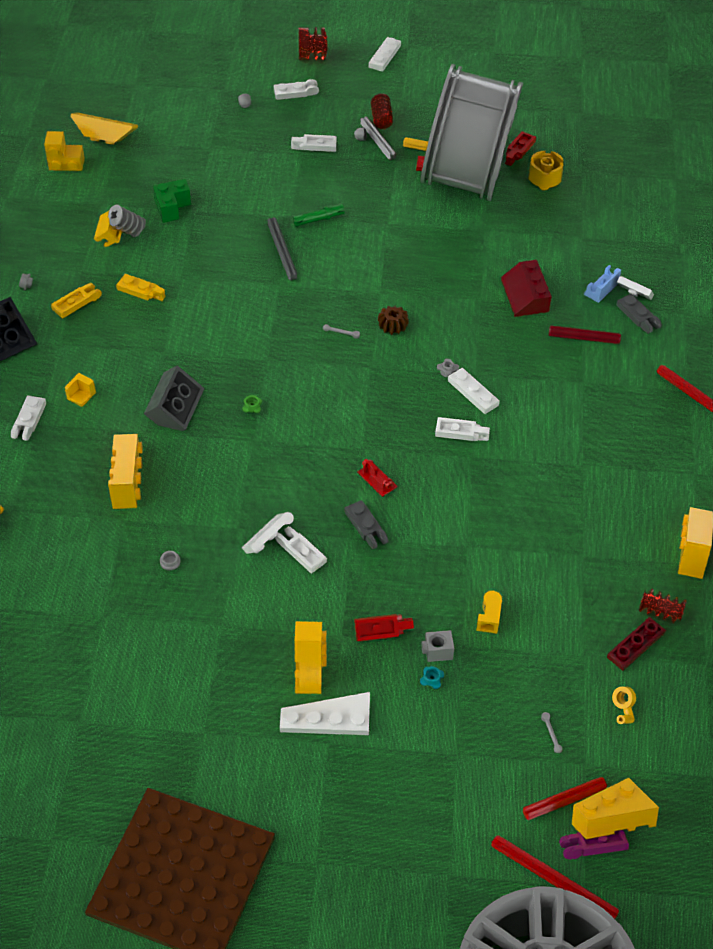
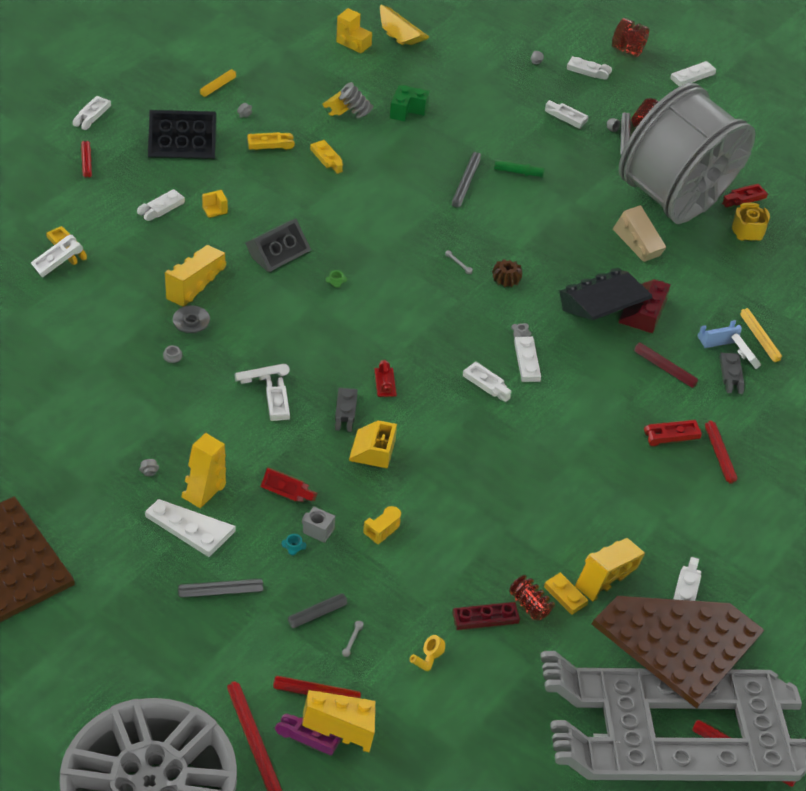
camera: 30 degrees right, 5 degrees down
(160, 510) = (191, 319): none -> dark grey dish
(245, 683) = (149, 467): none -> light grey plate
(406, 757) = (217, 588): none -> dark grey axle
(422, 543) = (374, 444): none -> yellow slope
(470, 226) = (639, 234): none -> tan wedge
(493, 298) = (603, 294): none -> black slope
(503, 726) = (317, 610): none -> dark grey axle
(632, 267) = (761, 335): none -> yellow axle
(640, 392) = (672, 432): none -> red plate
(678, 584) = (566, 593): none -> yellow plate

